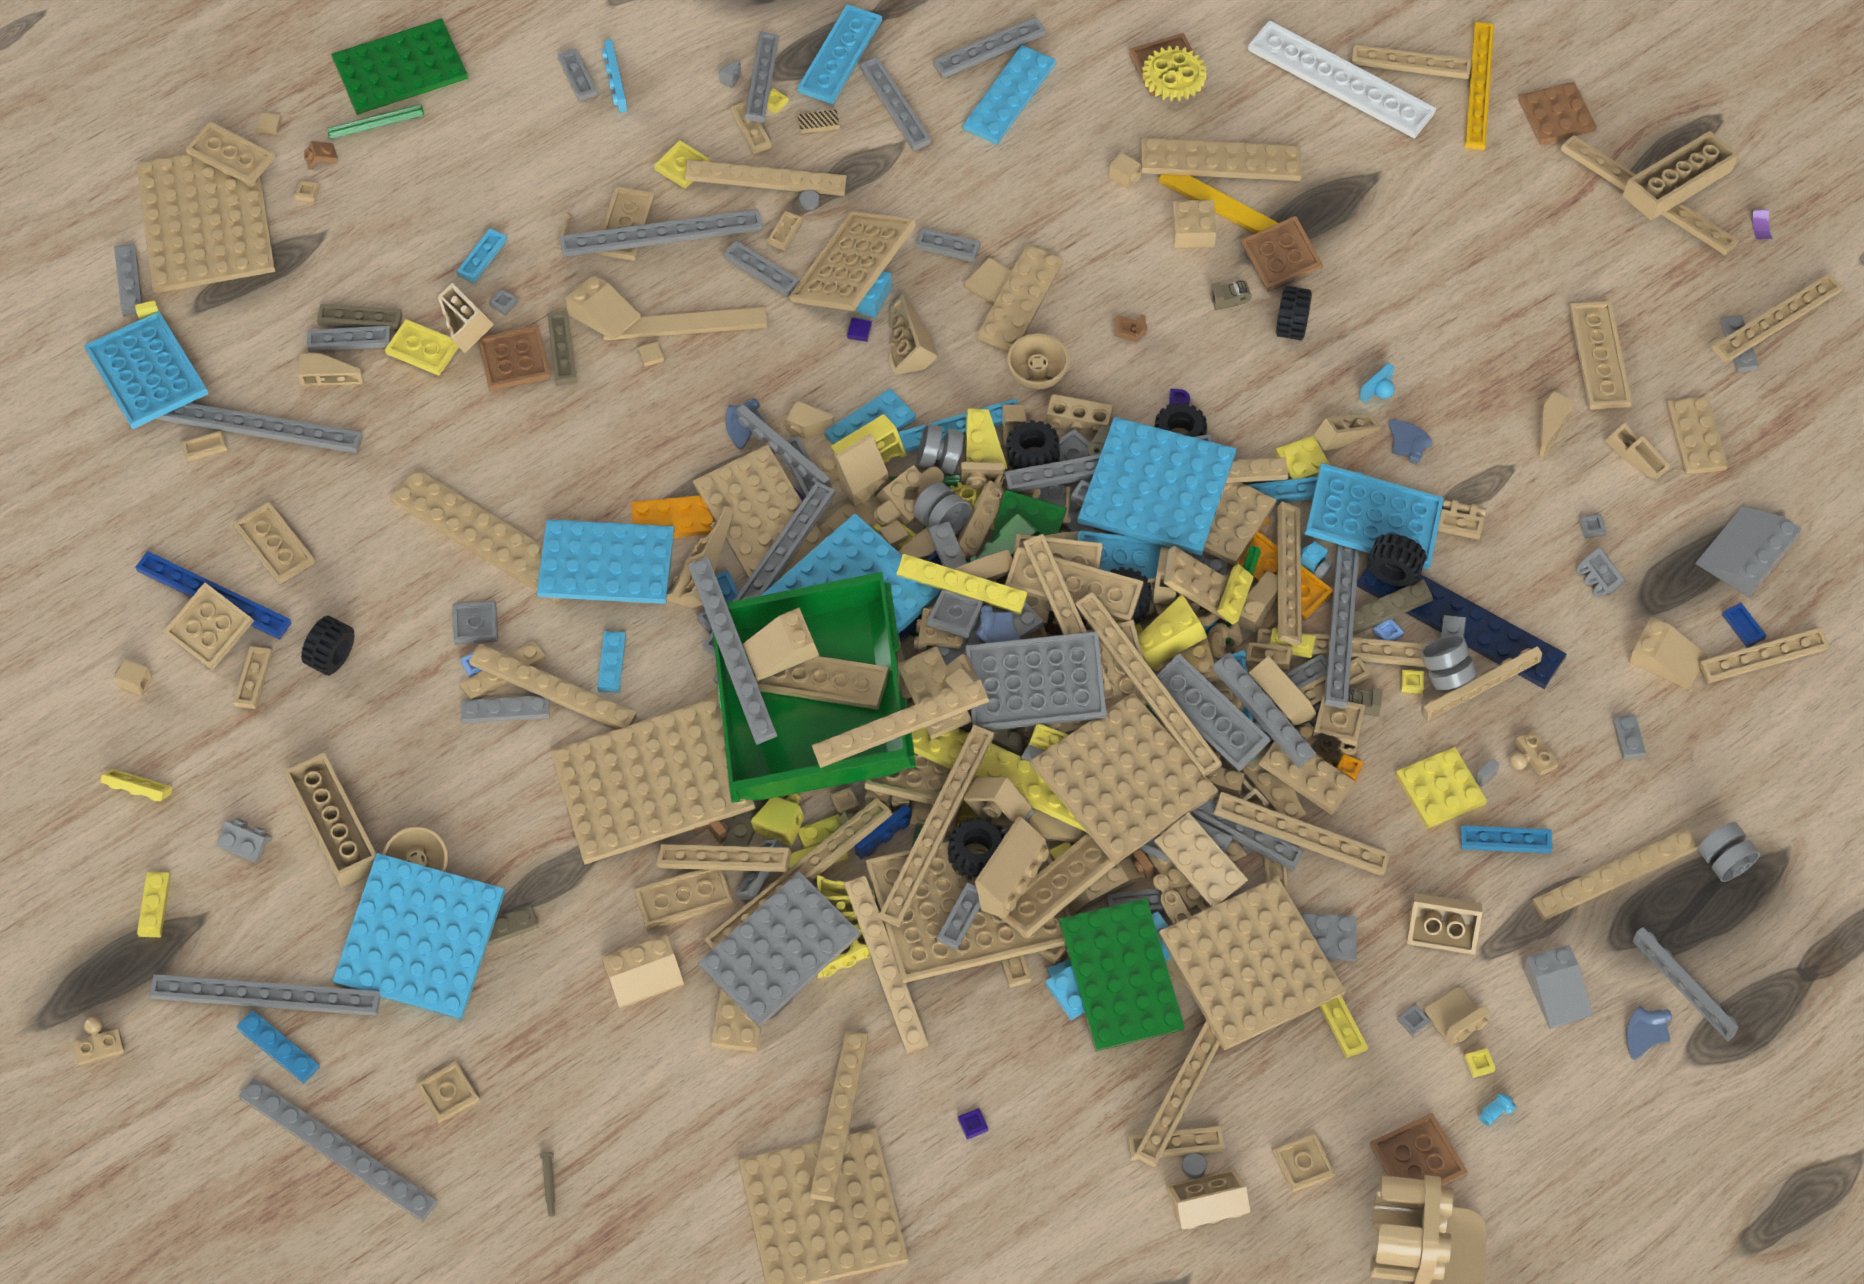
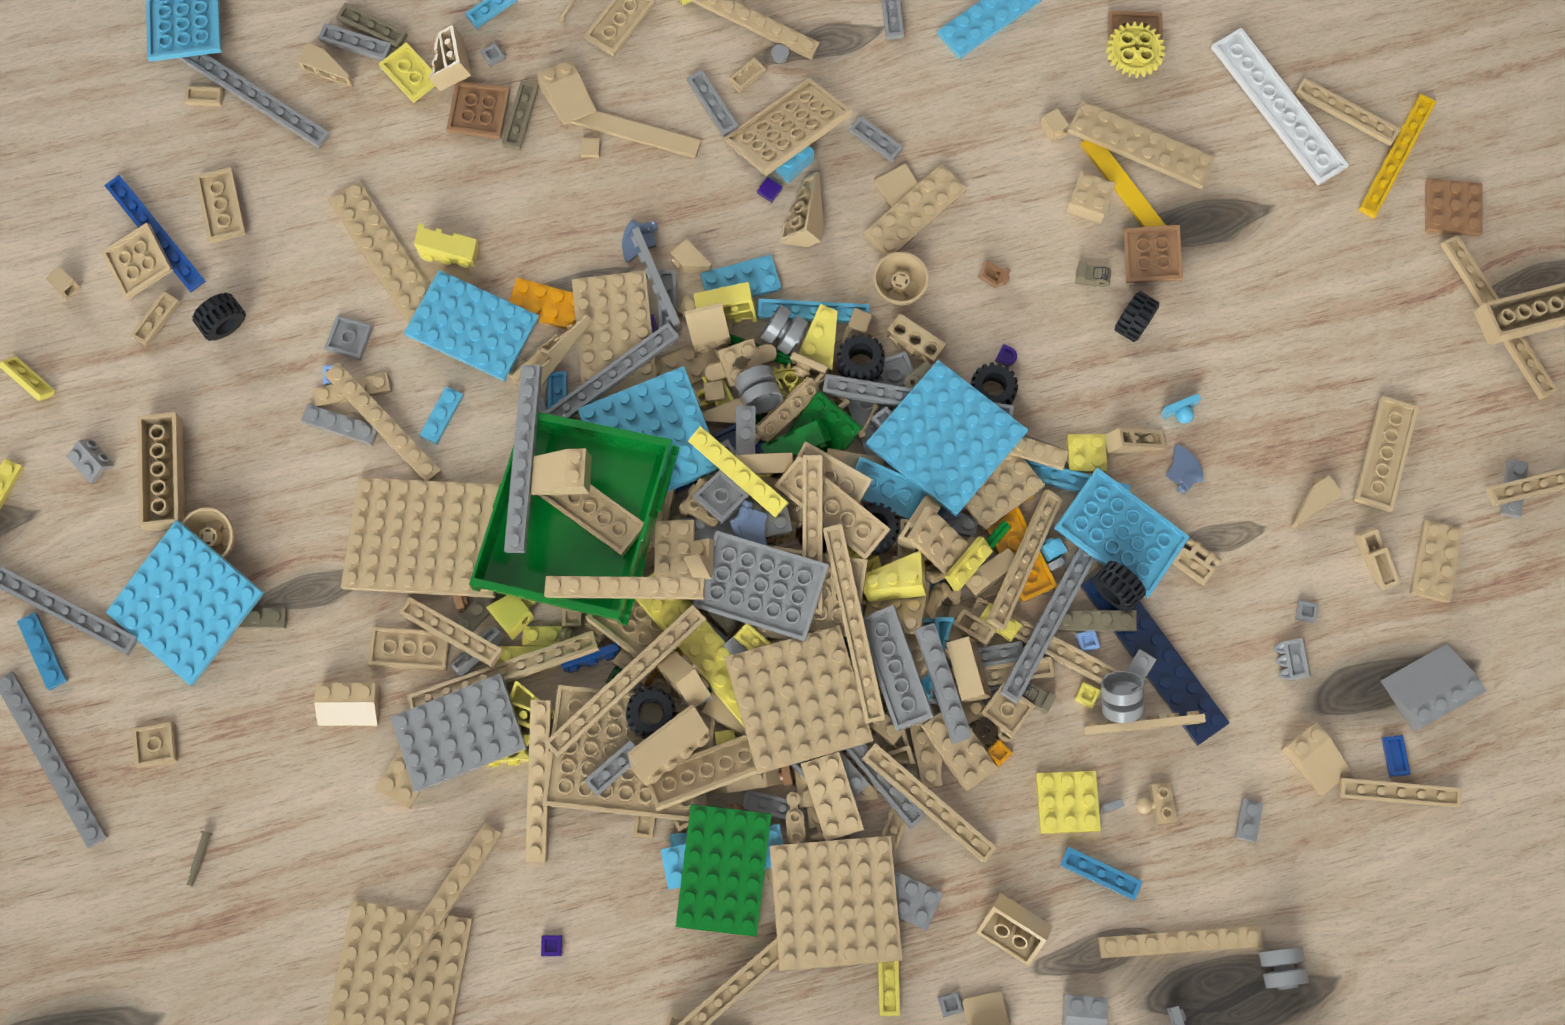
camera: 20 degrees right, 15 degrees up
(543, 498) = (446, 248): none -> light yellow wedge
(660, 233) = (642, 40): light grey plate -> none

